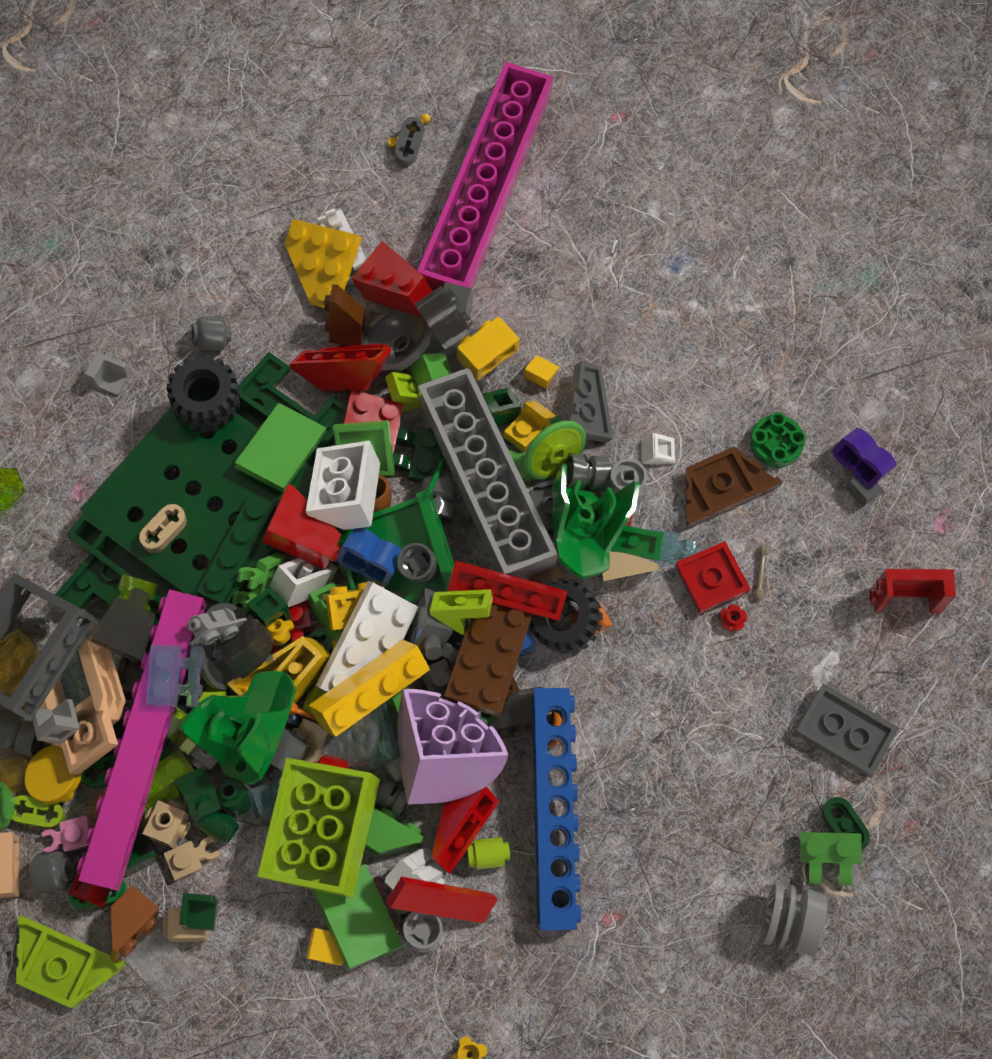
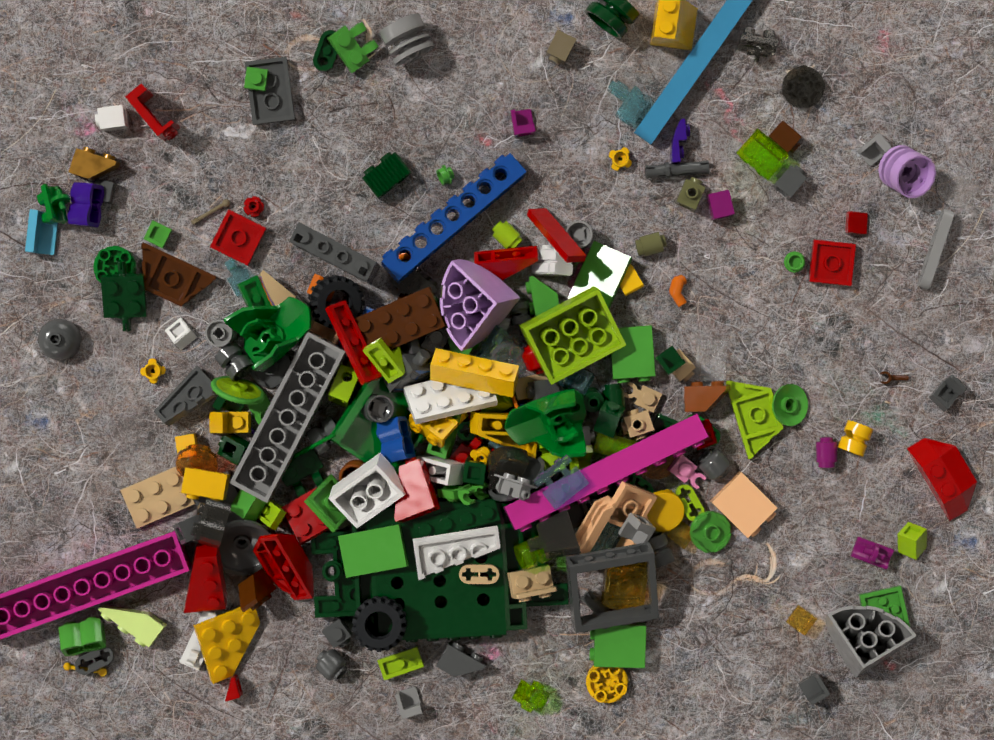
camera: 125 degrees left, 20 degrees up
(23, 1014) = (796, 405): none -> bright green dish
(100, 450) = (459, 662): none -> dark grey slope
(103, 572) = (531, 583): none -> tan bracket
(150, 398) = (400, 663): none -> lime plate
(217, 512) = (447, 549): none -> white wing
(238, 357) = (337, 633): none -> dark grey brick
(238, 888) = (636, 357): none -> bright green brick
(270, 234) = (234, 690): none -> red slope
(272, 993) = (676, 288): none -> orange arm
(297, 392) = (326, 573): none -> dark green plate
(345, 1006) = (650, 244): none -> olive brick
(409, 200) = (140, 624): none -> yellowish green slope
(440, 145) = (82, 636): none -> bright green brick
(470, 548) = (342, 391): none -> lime torso
(518, 302) = (156, 497): none -> tan plate
(519, 365) = (197, 457): none -> clear orange tile
(599, 975) = (522, 122): none -> magenta panel
(608, 841) = (445, 175): none -> bright green plate
(617, 647) = (334, 253): none -> dark grey window
(642, 389) = (146, 371): none -> yellow plate
(659, 778) = (386, 174): none -> dark green brick
(741, 423) = (124, 295): none -> dark green plate
(745, 337) = (68, 341): none -> dark grey cylinder
(778, 503) = (158, 234): none -> bright green plate
(868, 399) = (40, 236): none -> medium azure panel
(870, 723) = (256, 79): none -> bright green plate
(888, 429) = (54, 202): none -> green hips
(901, 493) = (92, 166): none -> pearl gold slope
(937, 550) = (112, 118): none -> white brick

